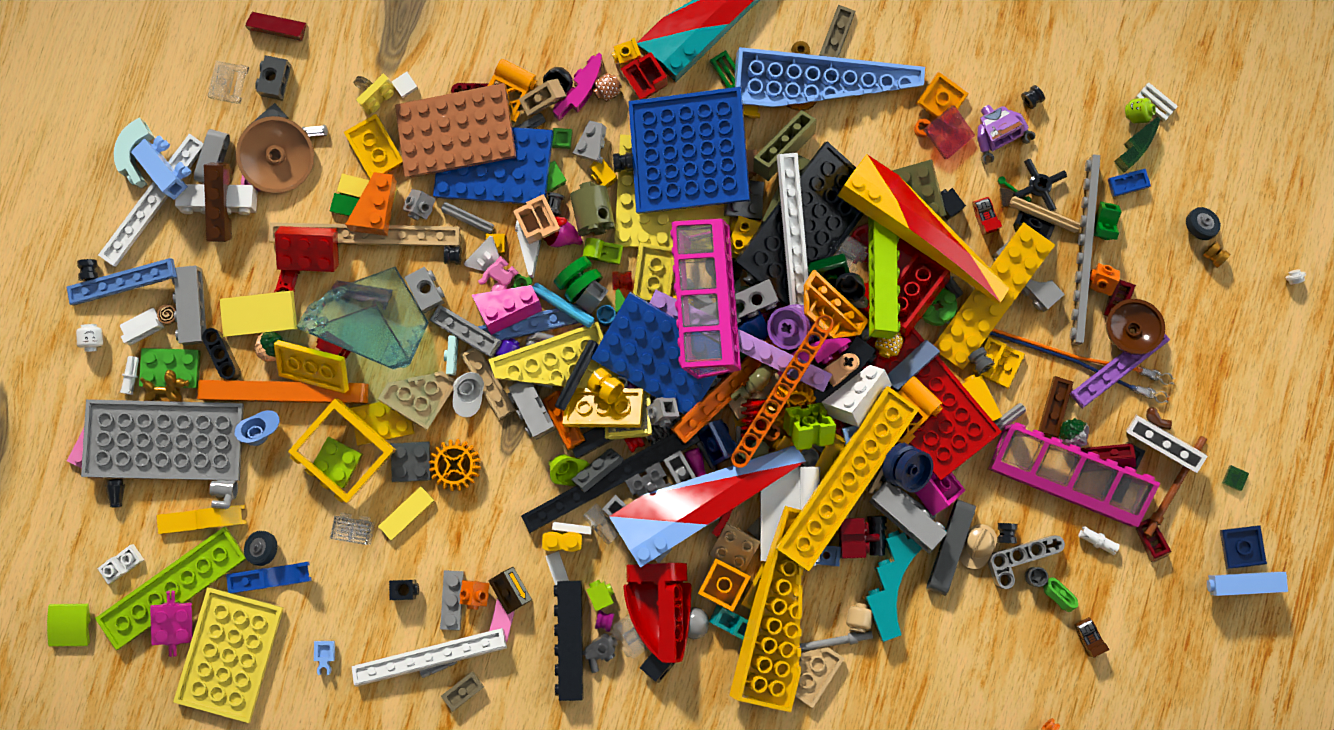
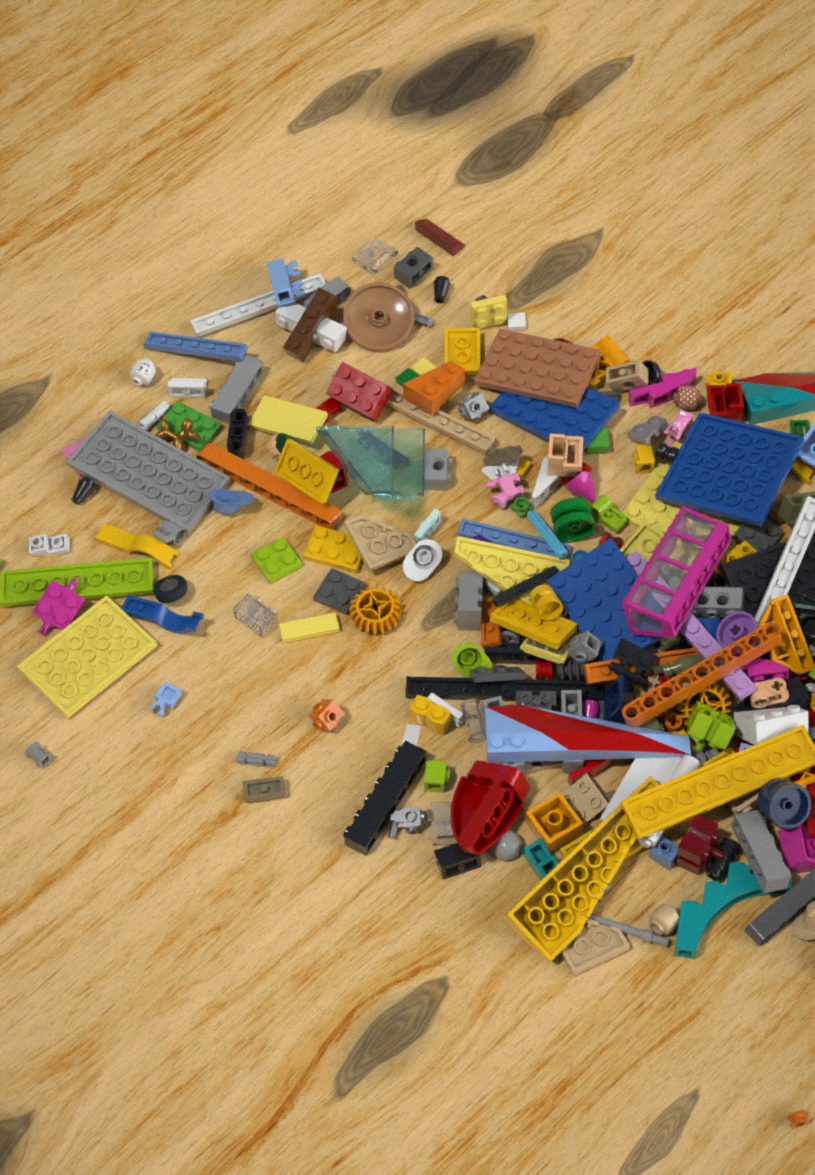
camera: 30 degrees right, 25 degrees down
(87, 269) = (175, 325): black wheel -> none
(125, 143) = (258, 267): light aqua arch -> none
(166, 314) = (212, 388): tile -> none
(313, 87) = (441, 287): none -> black cone
(364, 428) = (297, 576): yellow window -> none
(395, 593) = (264, 675): black brick -> none
(429, 657) = (254, 745): white tile -> none
(451, 609) = (299, 717): light grey plate -> none
(452, 255) = (476, 455): black wheel -> none
(465, 331) = (451, 513): light grey tile -> none
(467, 218) = (504, 434): light grey axle -> none
(477, 244) = (503, 455): none -> dark tan plate
(492, 388) = (446, 568): tan tile -> none
(501, 619) = (335, 753): bright pink tile -> none
(506, 307) = (498, 512): wedge -> none
(510, 590) = (358, 729): dark brown panel -> none
(555, 202) = (590, 457): dark grey bush -> none
(562, 138) = (624, 419): bright green tile -> none
(592, 209) = (618, 476): olive cylinder -> none
(592, 296) = (576, 539): light grey panel -> none
(604, 621) = (425, 797): magenta wheel -> none
(617, 131) = (679, 426): none -> bright pink animal
(708, 397) = (634, 656): none -> black plate

